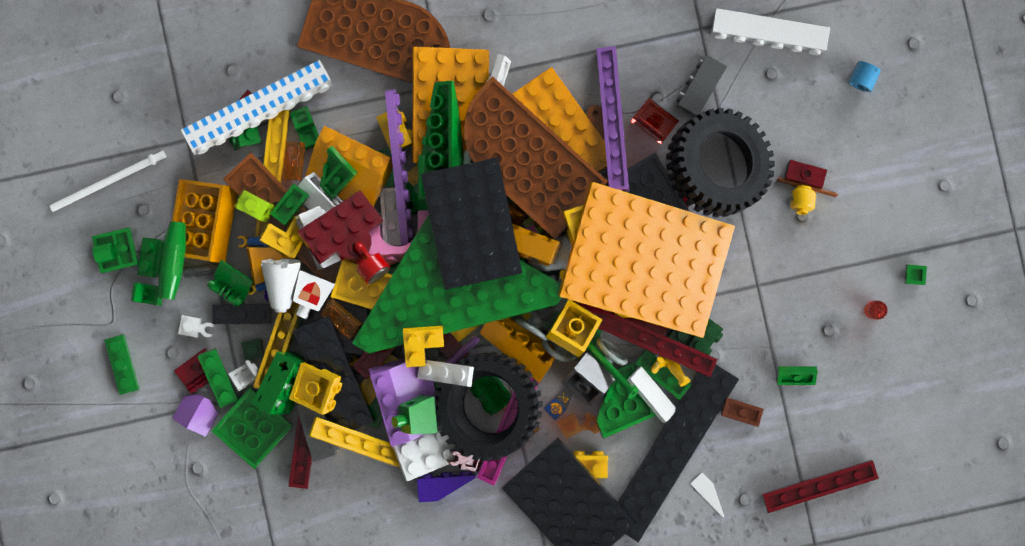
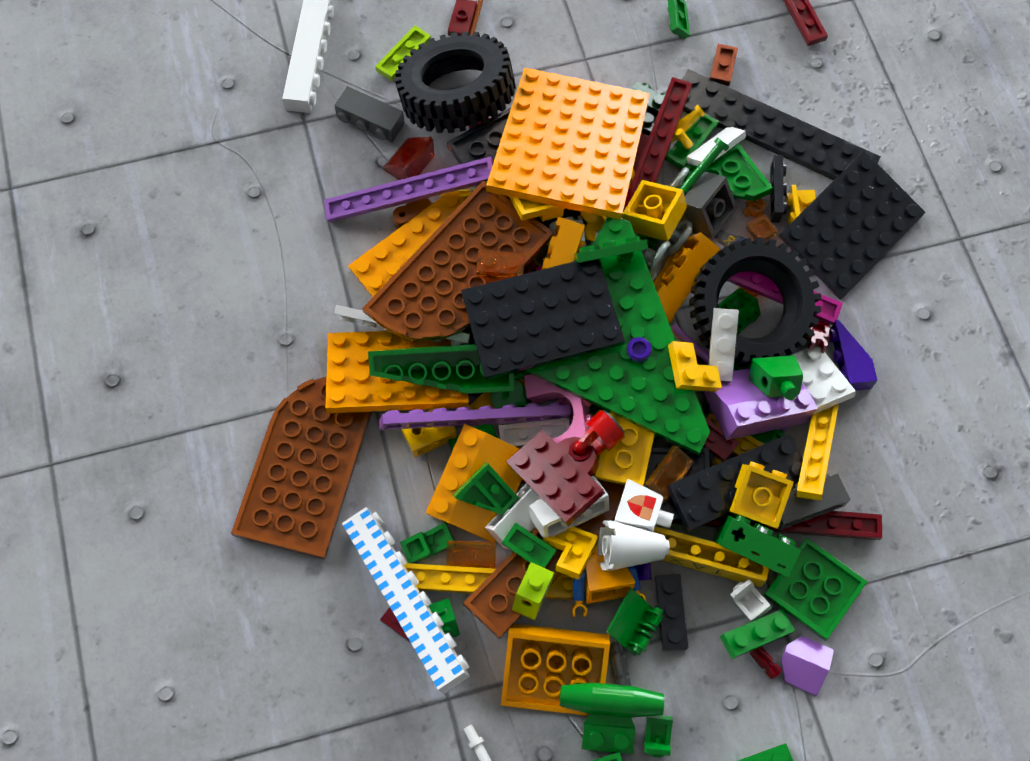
camera: 100 degrees left, 20 degrees down
(190, 369) = (747, 671): dark red plate -> none
(192, 326) = (694, 675): white plate -> none
(253, 349) = (714, 595): dark green plate -> none
(438, 301) = (639, 349): none -> dark purple tile
(524, 283) = (610, 249): none -> green plate
(525, 192) = (500, 264): none -> clear orange plate
(608, 445) = (777, 204): none -> black plate
(707, 490) = (810, 98): white sticker -> none
(767, 118) = (389, 64): none -> lime plate
(802, 199) = (490, 16): yellow head -> none

